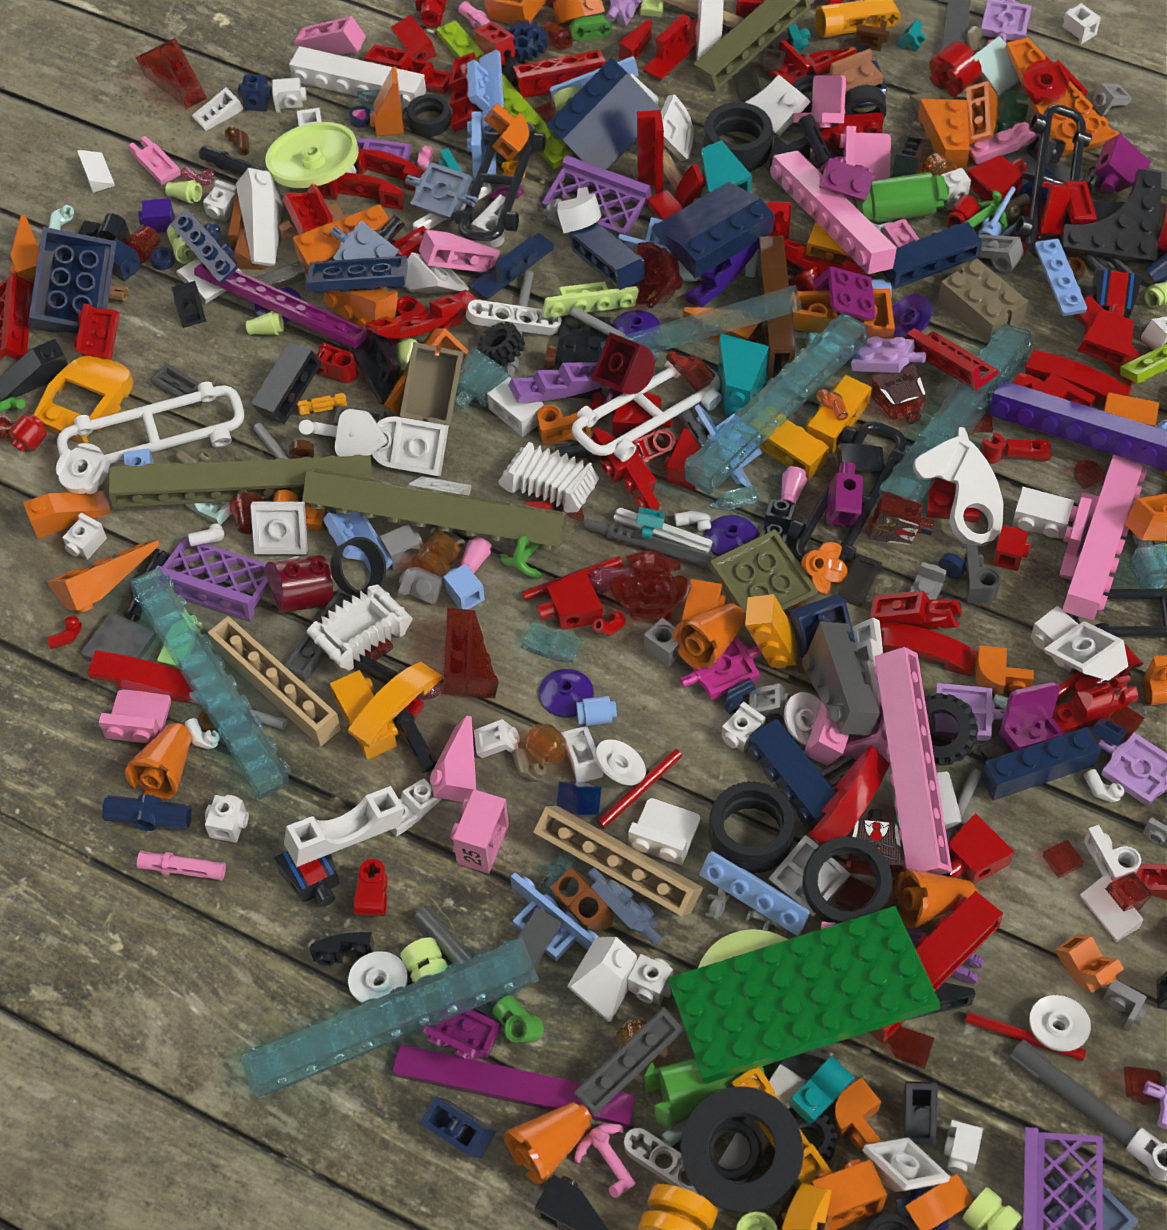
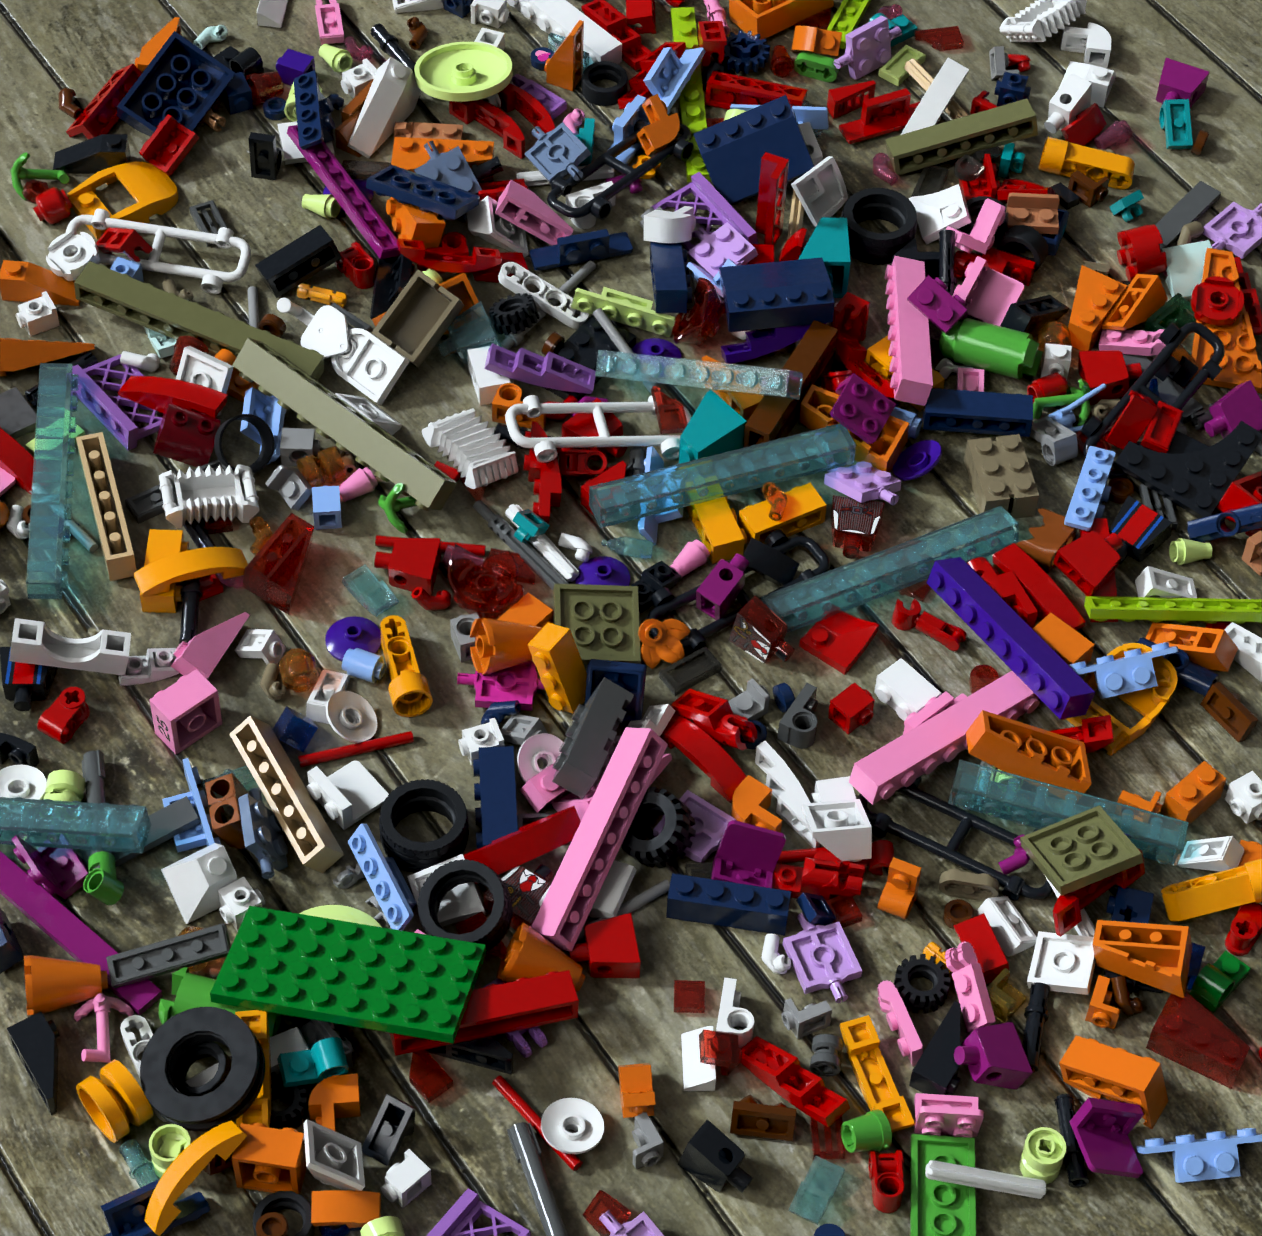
camera: 25 degrees right, 5 degrees down
(121, 436) = (123, 241): none -> red hinge
(253, 554) = (159, 391): none -> red slope
(307, 209) = (424, 118): red bracket -> none
(423, 638) = (261, 532): none -> clear orange arm
(624, 365) = (598, 378): dark red brick -> none
(632, 213) = (720, 246): none -> lavender plate
(648, 710) = (408, 687): none -> light orange beam
(701, 90) = (881, 170): none -> clear pink arm
(953, 359) = (919, 518): red fence -> none
(975, 483) = (857, 630): white animal -> none
(1025, 649) = (786, 790): none -> white slope
(1056, 333) = (1048, 539): none -> dark orange piece

